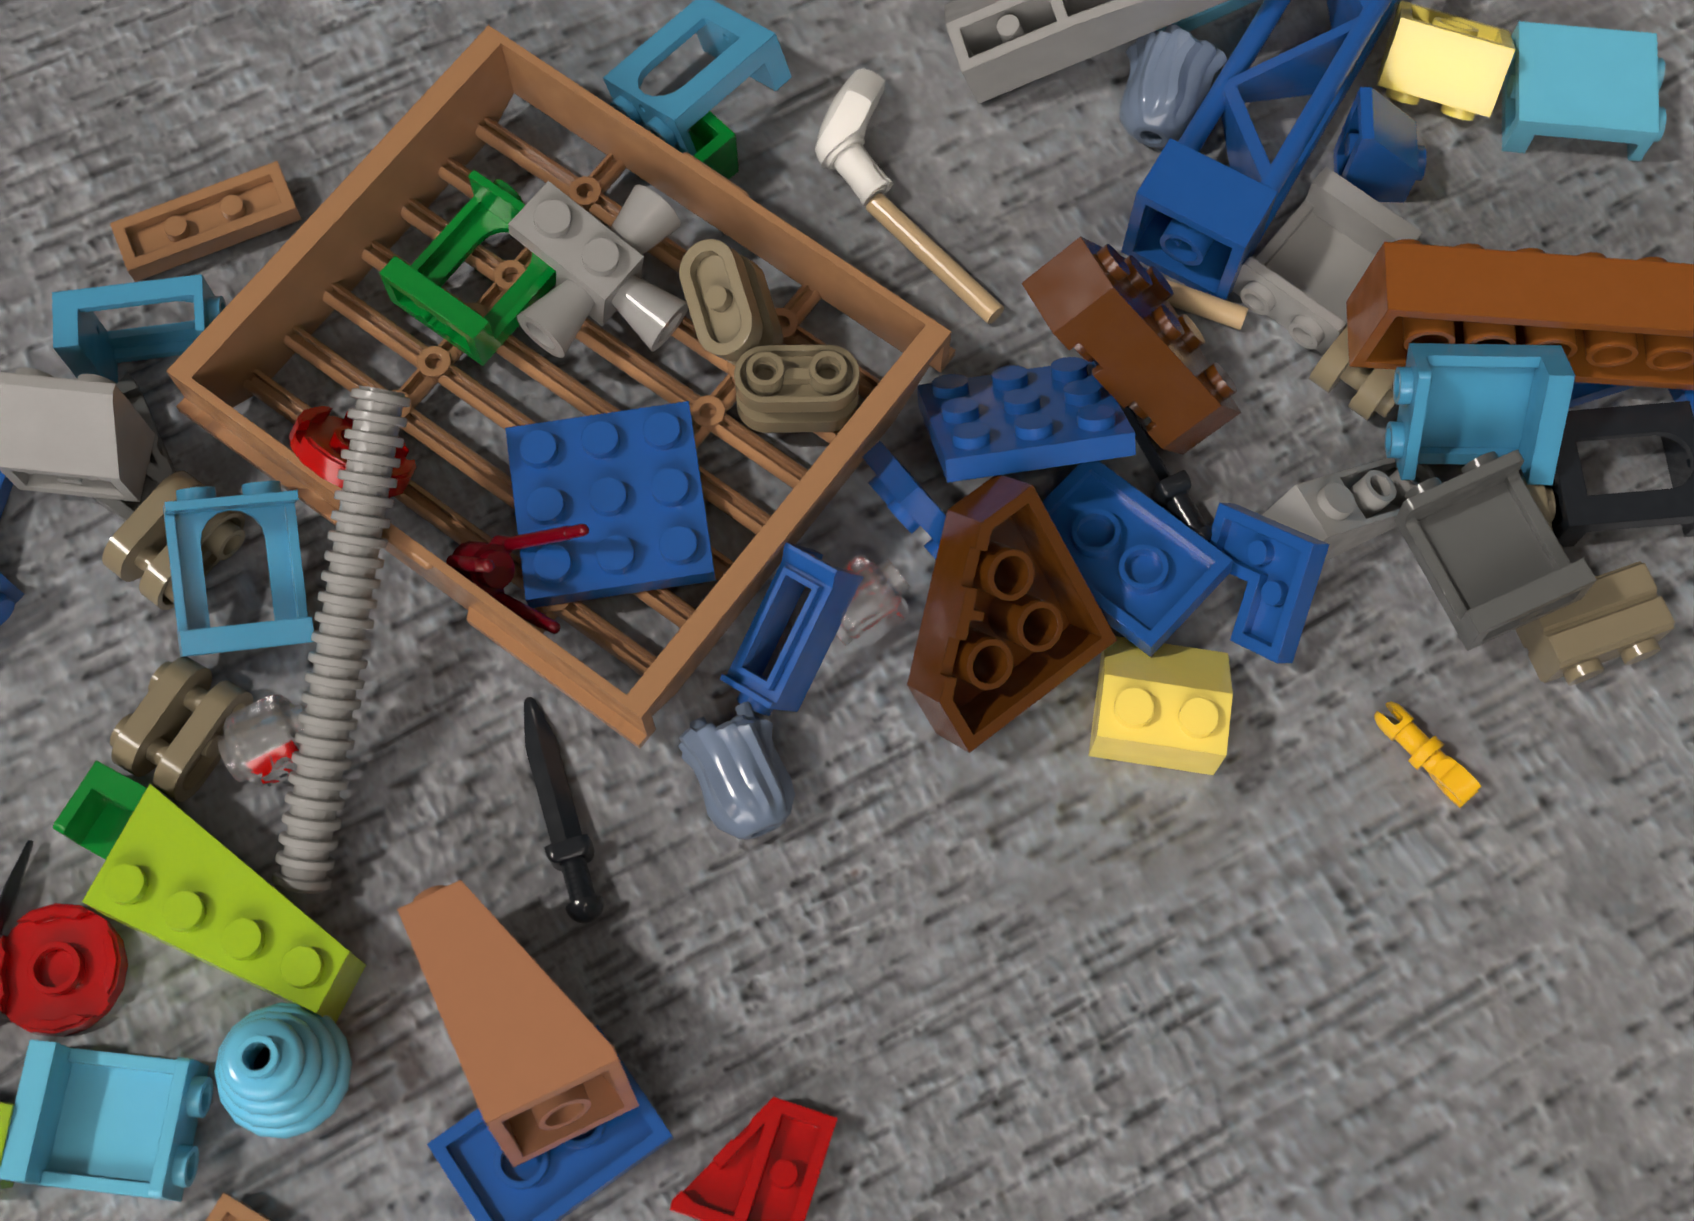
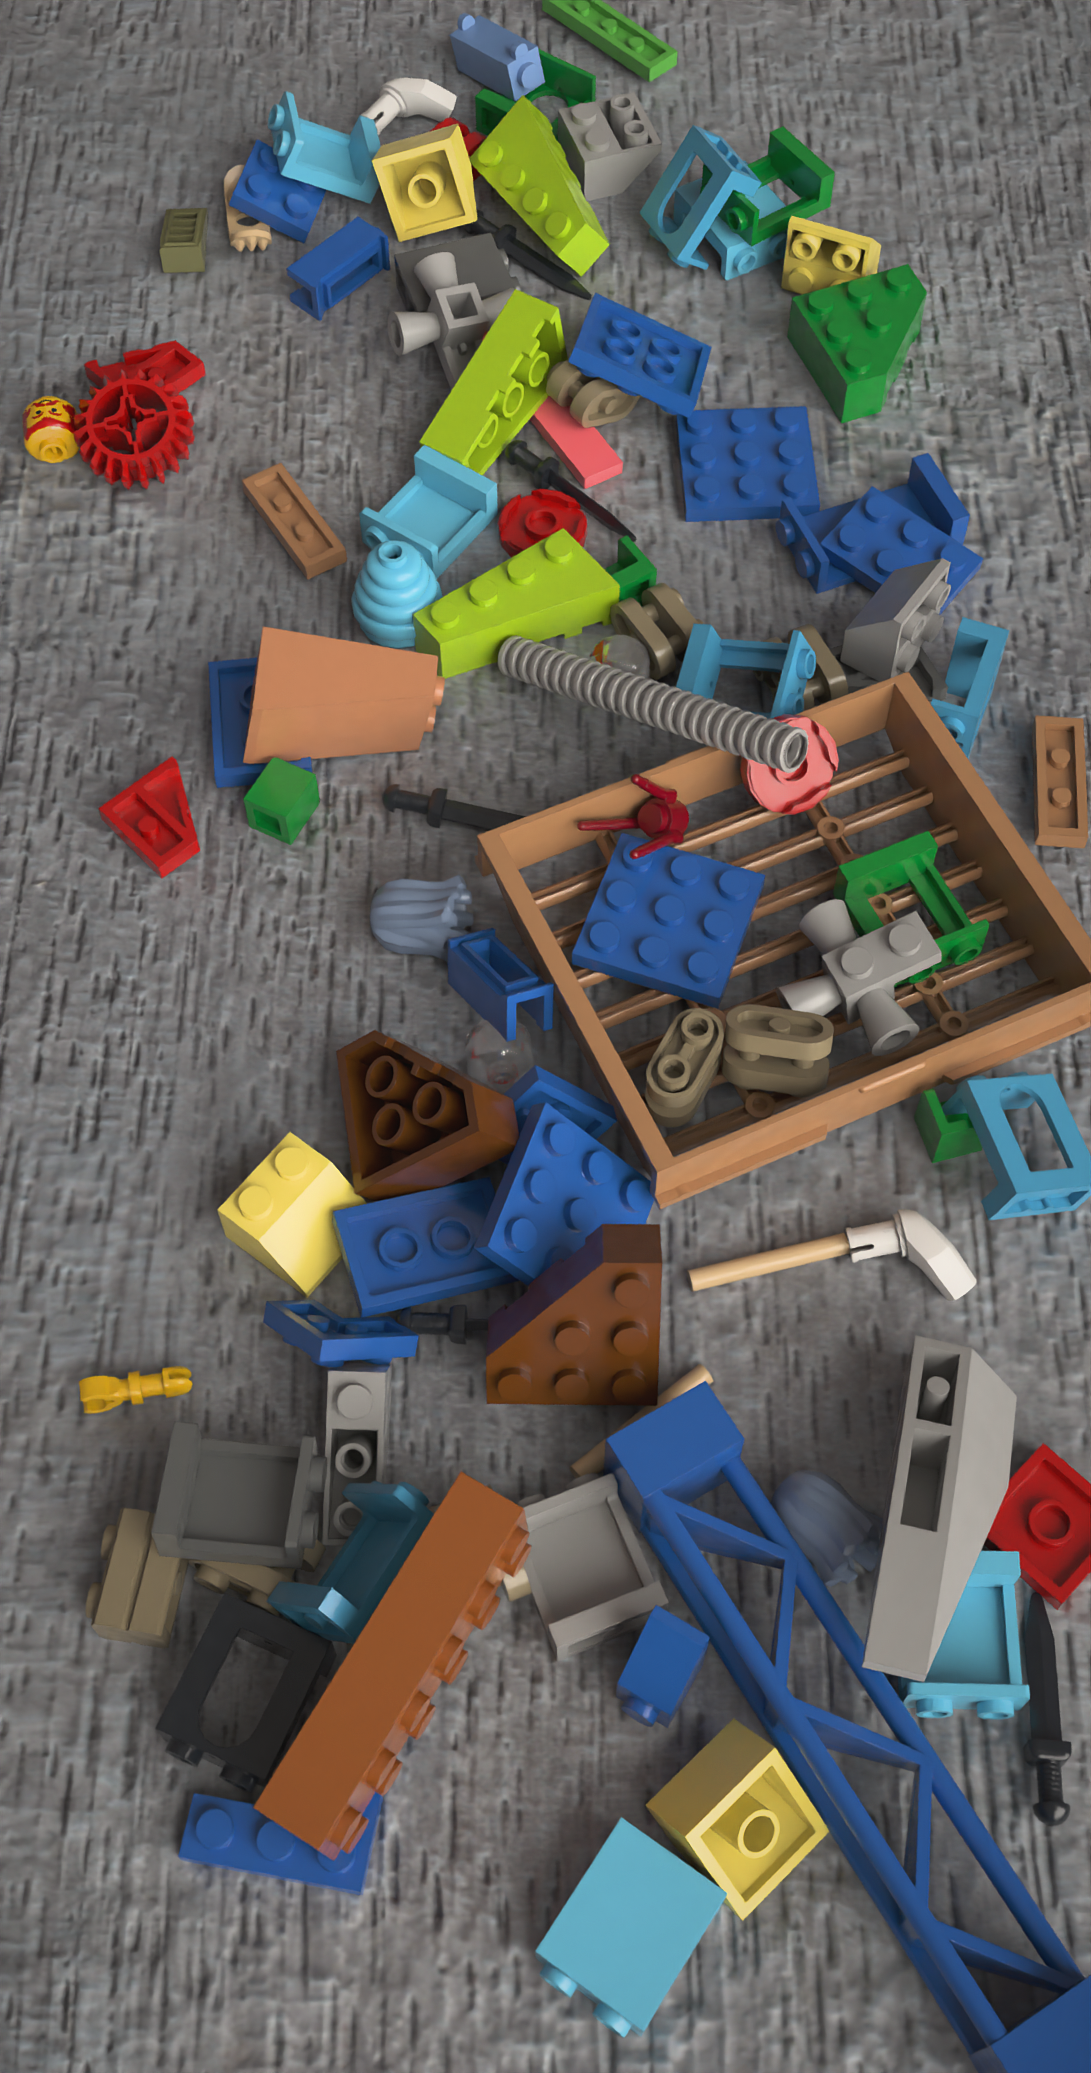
camera: 120 degrees right, 10 degrees down
(661, 1030) = (282, 800): none -> green panel

